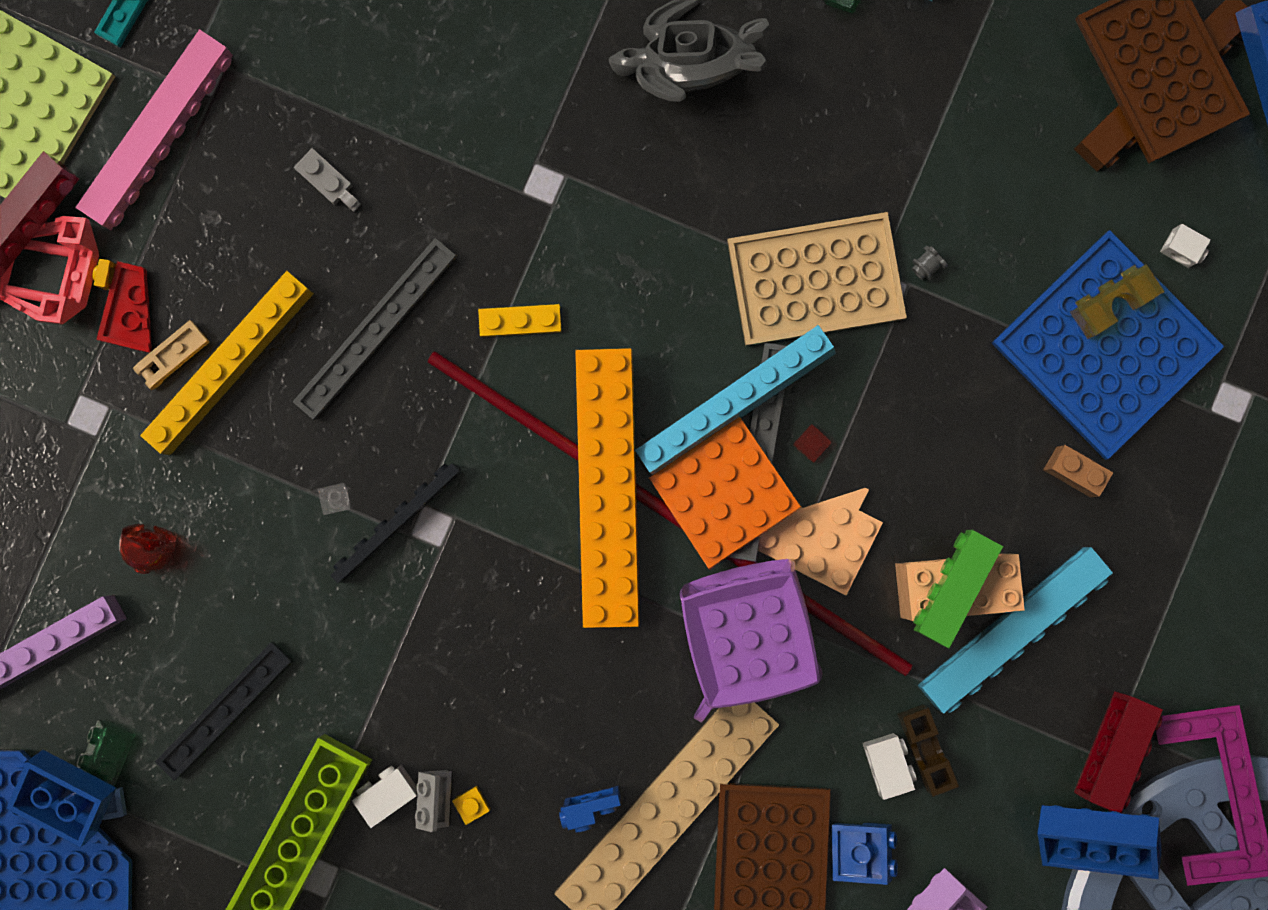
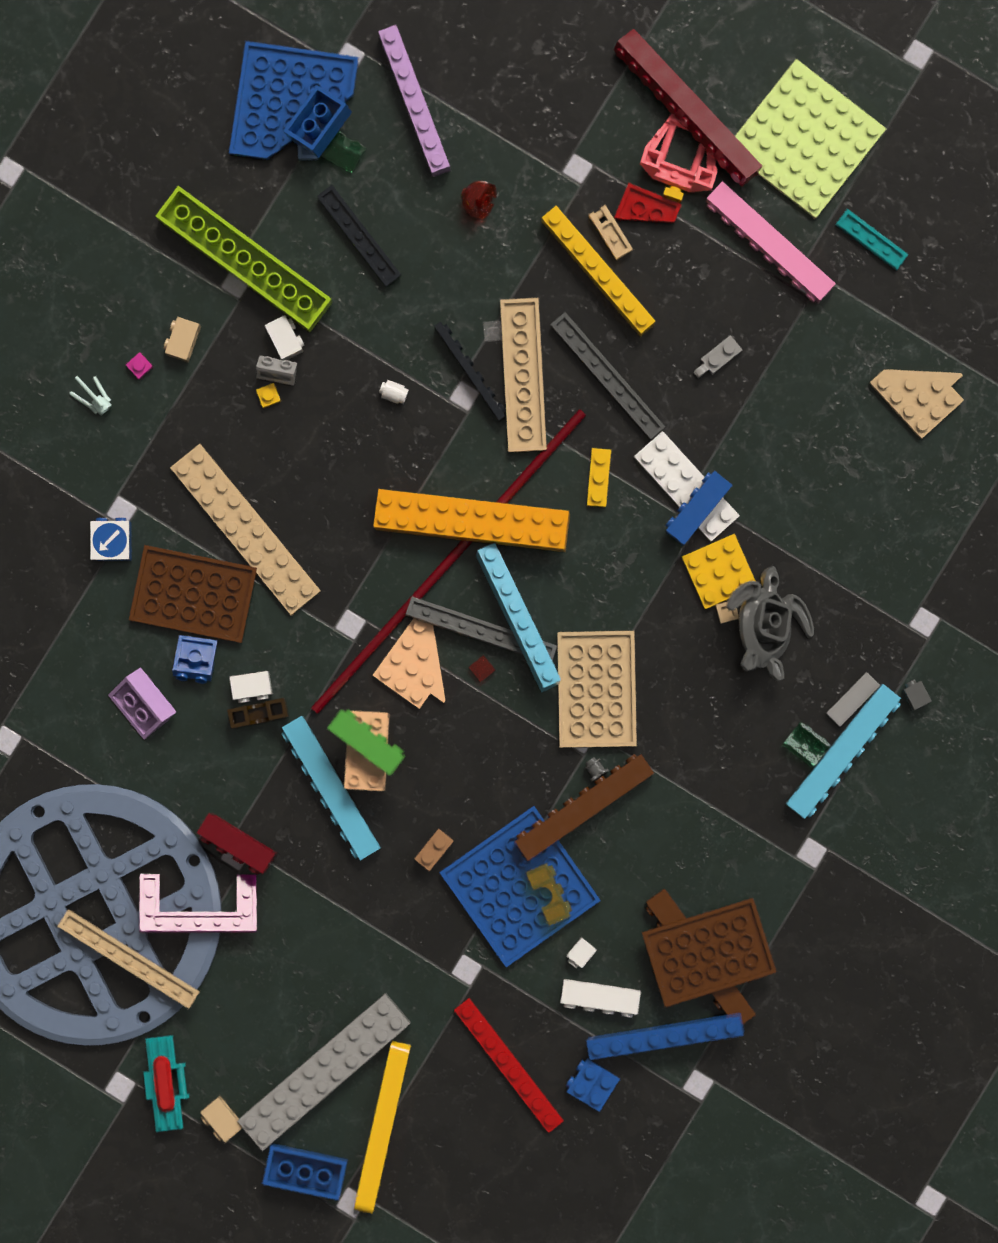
camera: 105 degrees right, 0 degrees up
(390, 447) = (523, 375): none -> tan plate
(441, 627) = (393, 392): none -> white brick
(514, 197) = (679, 479): none -> white plate
(543, 172) = (698, 508): none -> blue brick
(581, 810) = (254, 472): blue plate -> none
(626, 135) = (718, 570): none -> yellow plate
(680, 115) = (724, 614): none -> tan plate
(724, 493) = (456, 600): orange plate -> none
(749, 635) = (357, 599): medium lavender piece -> none
(987, 271) = (584, 807): none -> reddish brown brick
(1100, 841) = (180, 816): blue brick -> none
(1242, 210) = (600, 997): none -> white brick

